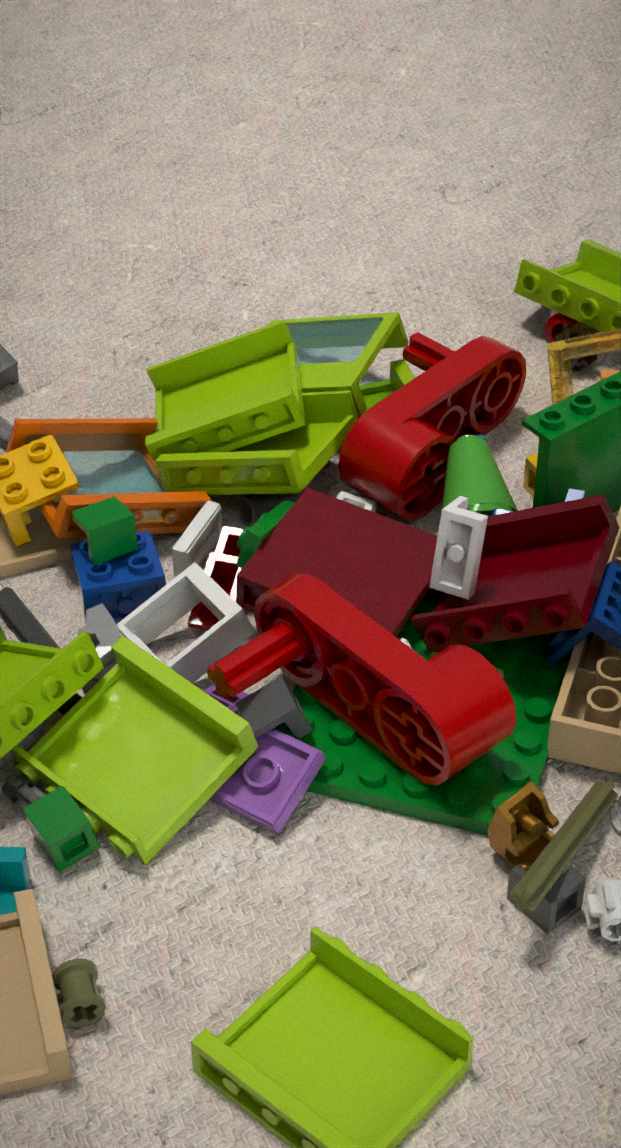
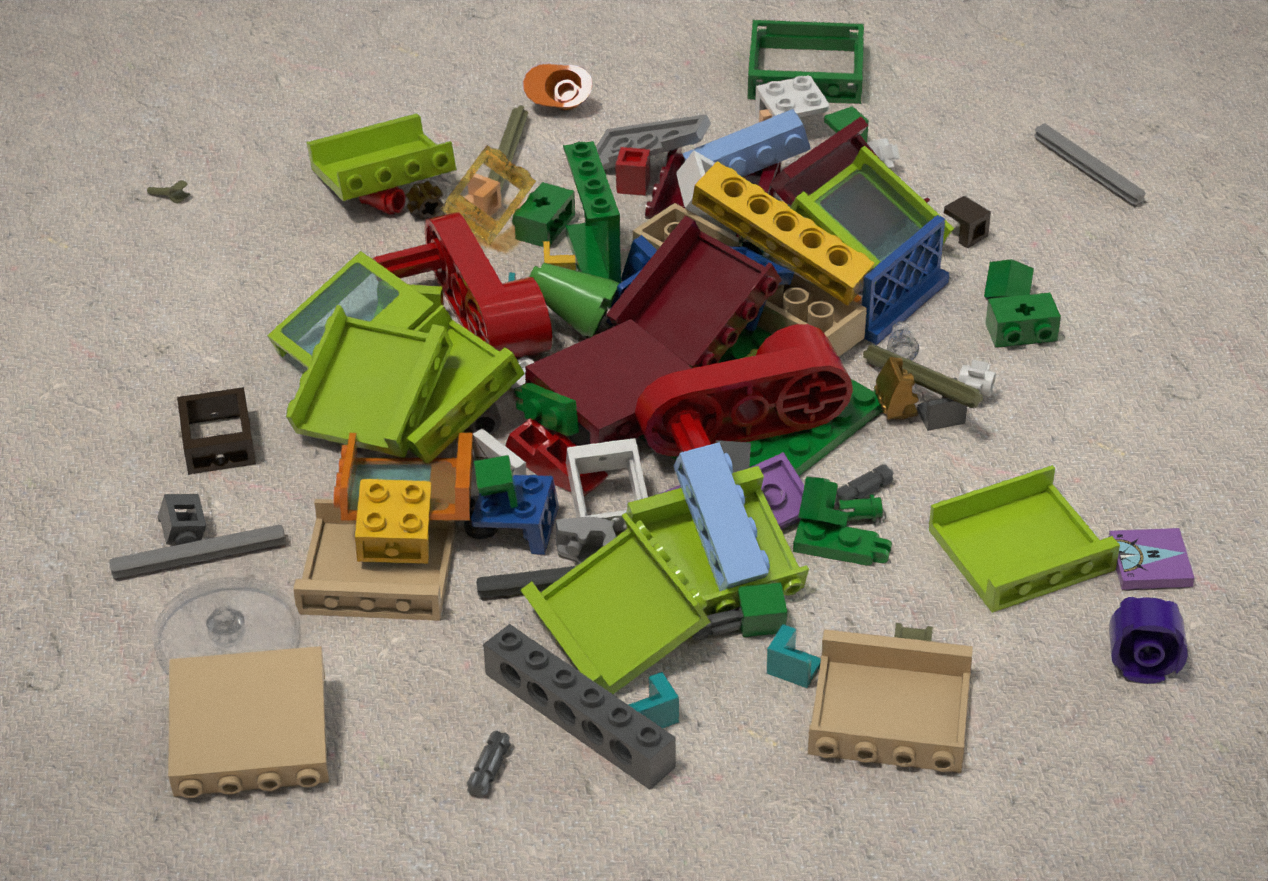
camera: 65 degrees left, 0 degrees up
(118, 372) = (203, 452): none -> dark brown window
(141, 721) = (721, 516): none -> light blue brick
(233, 870) = (840, 543): none -> green hinge
(266, 821) = (819, 502): none -> green panel
(304, 877) = (863, 508): none -> green pin
(348, 861) = (865, 484): none -> dark grey axle
(458, 549) = (657, 309): white panel -> none
(465, 204) = (174, 192): none -> olive hand

